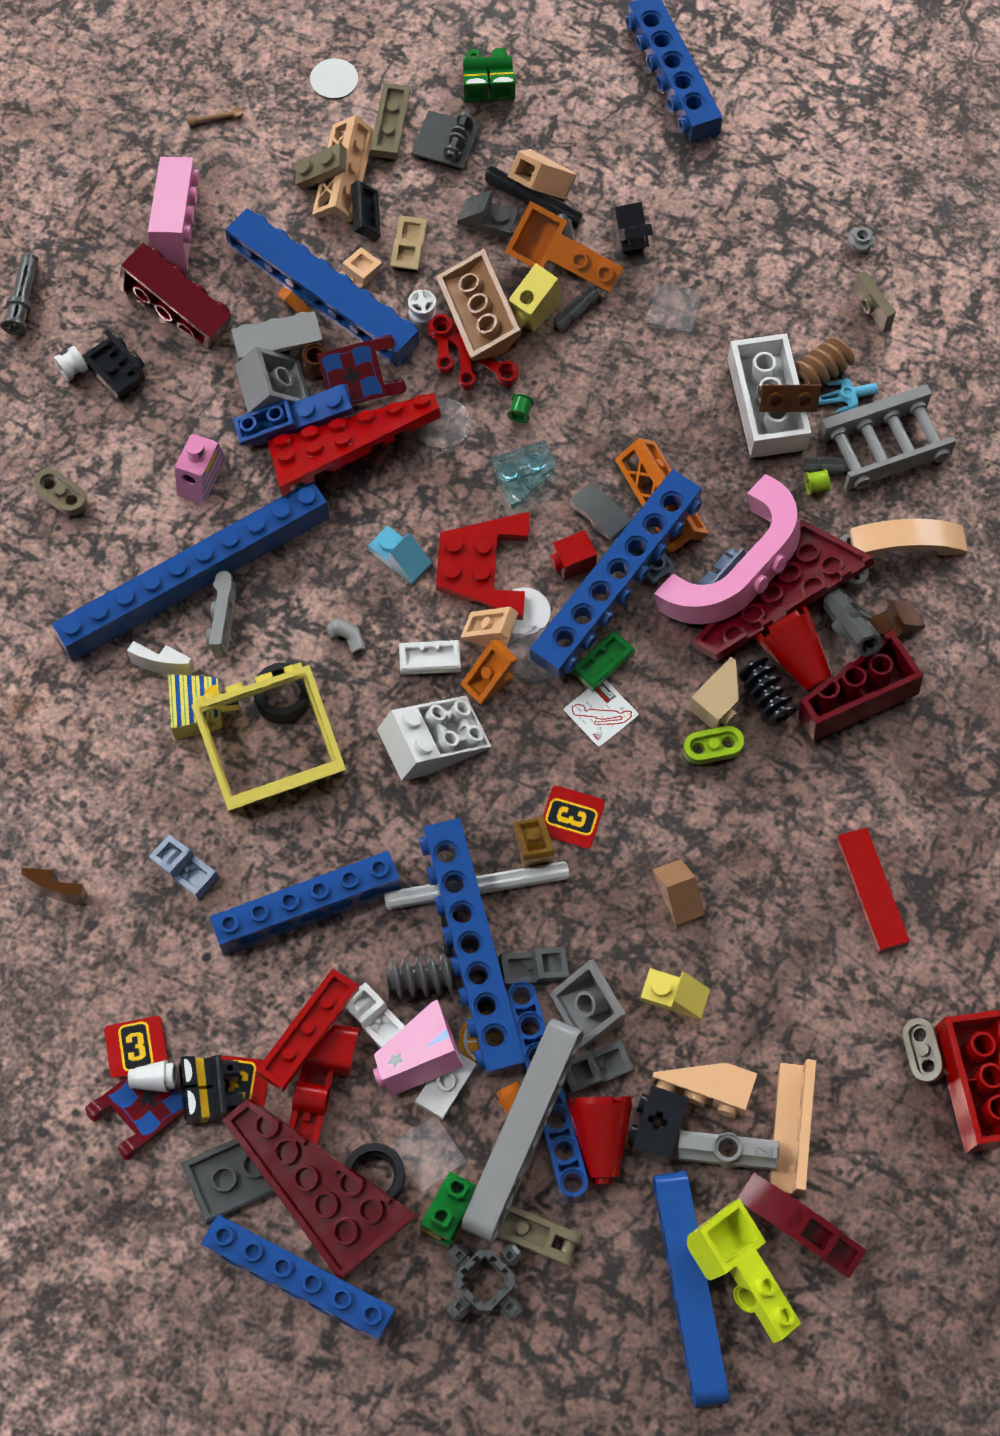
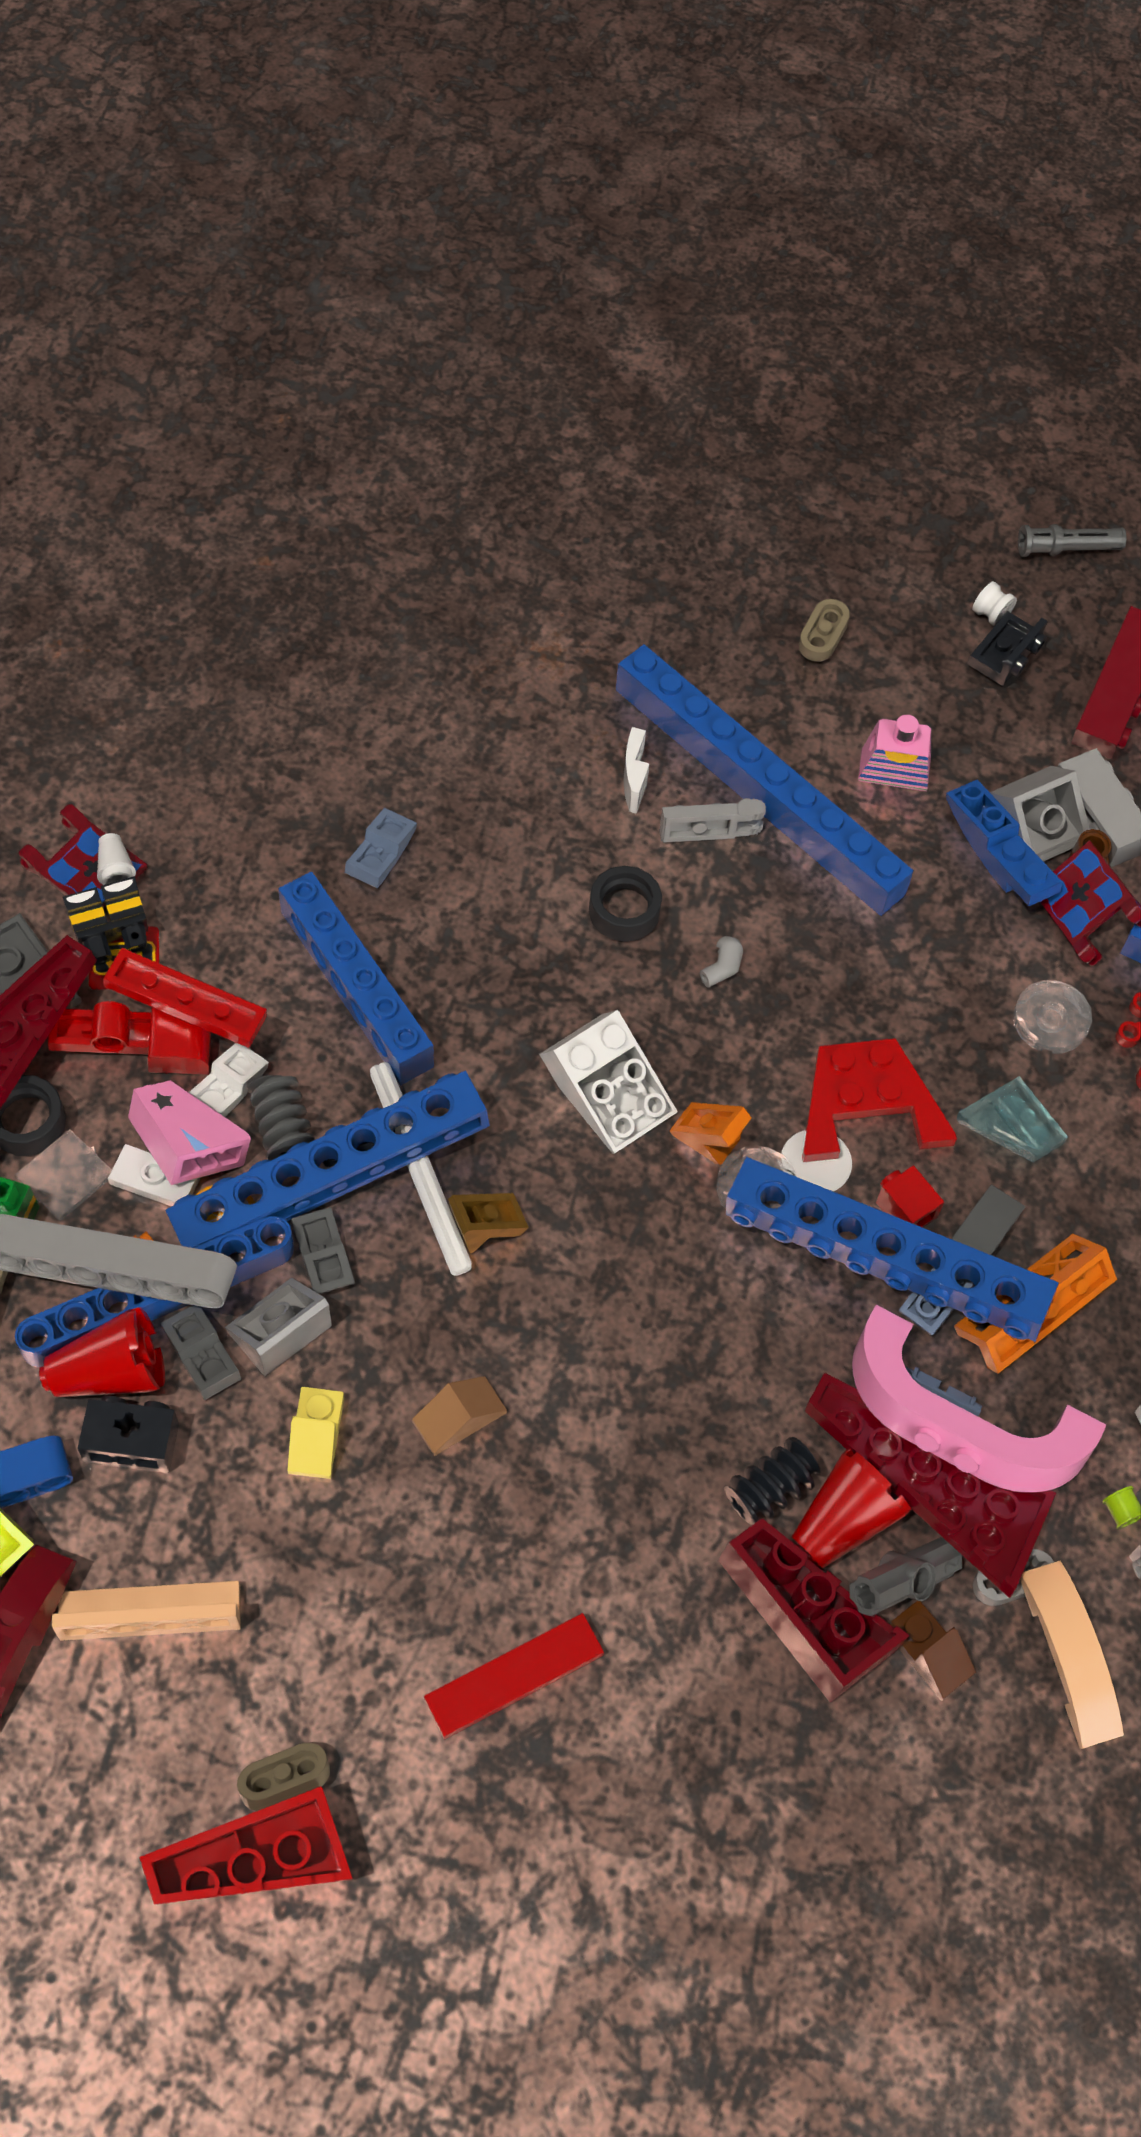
camera: 75 degrees right, 5 degrees down
(47, 884) = (328, 721): reddish brown slope -> none
(134, 1044) = (156, 843): sticker -> none
(182, 694) = (585, 817): light yellow torso -> none
(265, 683) = (522, 836): light yellow window -> none
(344, 440) = (983, 898): red wing -> none
(400, 554) = (851, 1001): medium azure slope -> none
(429, 657) = (716, 1057): white plate -> none
(490, 625) = (774, 1122): light nougat slope -> none
(520, 408) = (1107, 1102): green axle -> none
(572, 816) = (540, 1267): sticker -> none
(601, 712) = (697, 1279): white sticker -> none
(603, 660) = (767, 1265): green plate -> none
(706, 1149) = (103, 1549): light grey piece -> none
(711, 743) = (680, 1426): lime plate -> none
(714, 1085) = (191, 1504): light nougat slope -> none
(718, 697) = (752, 1419): tan slope -> none

